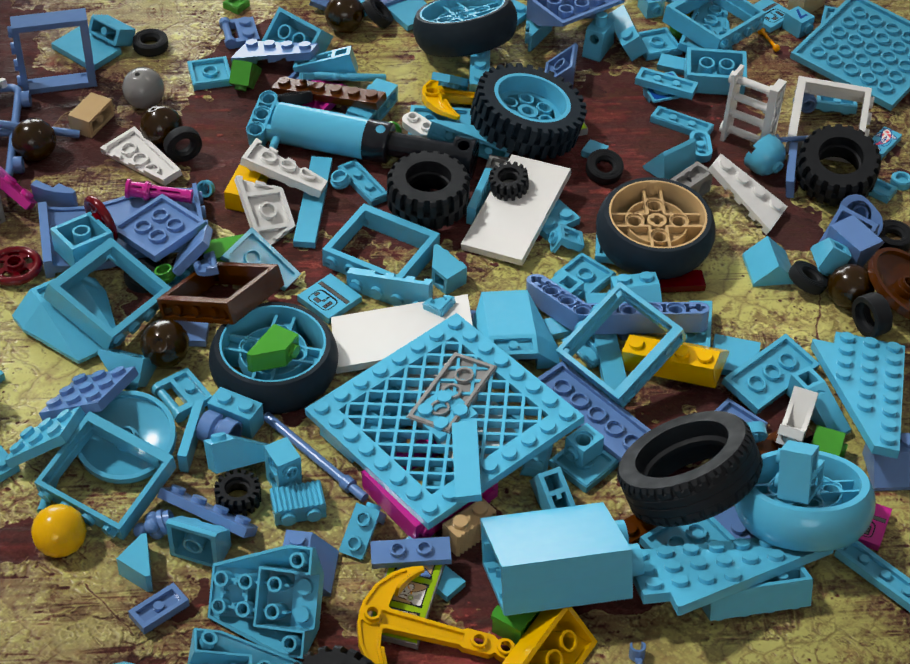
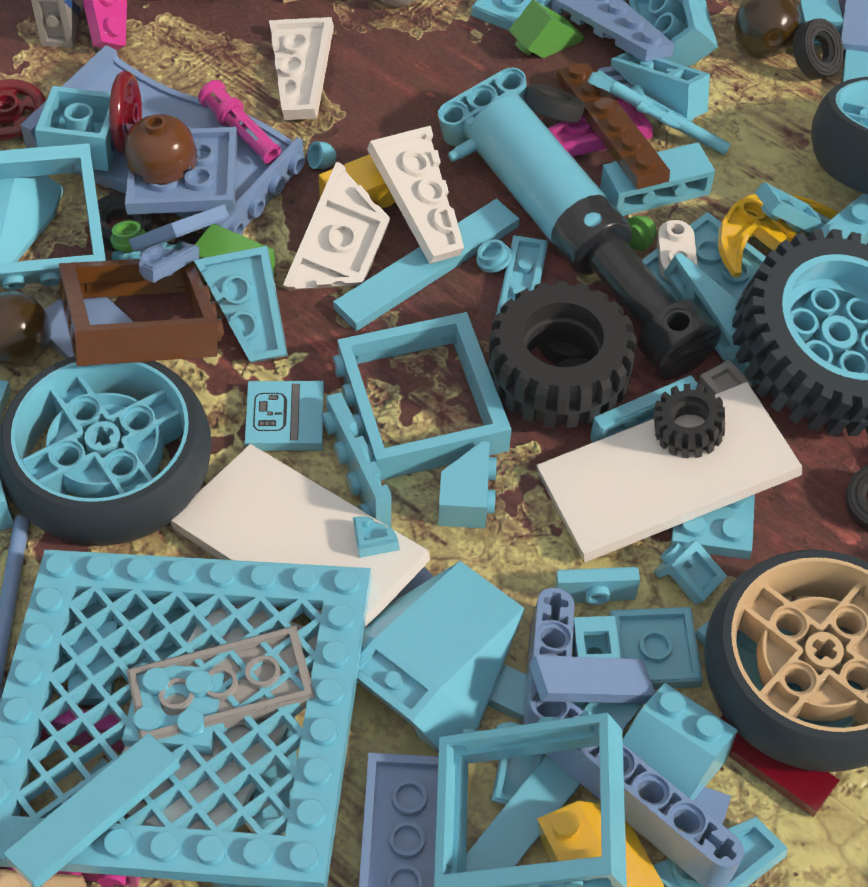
camera: 45 degrees right, 10 degrees up
(54, 196) = (147, 49): medium blue slope -> none
(144, 221) = (160, 149): none -> reddish brown cylinder
(158, 123) = (357, 37): dark brown piece -> none
(178, 134) = (359, 63): black tyre -> none
(273, 349) = (70, 438): bright green slope -> none
(541, 265) = (599, 584): none -> medium azure plate
(585, 291) = (591, 679): none -> medium blue tile

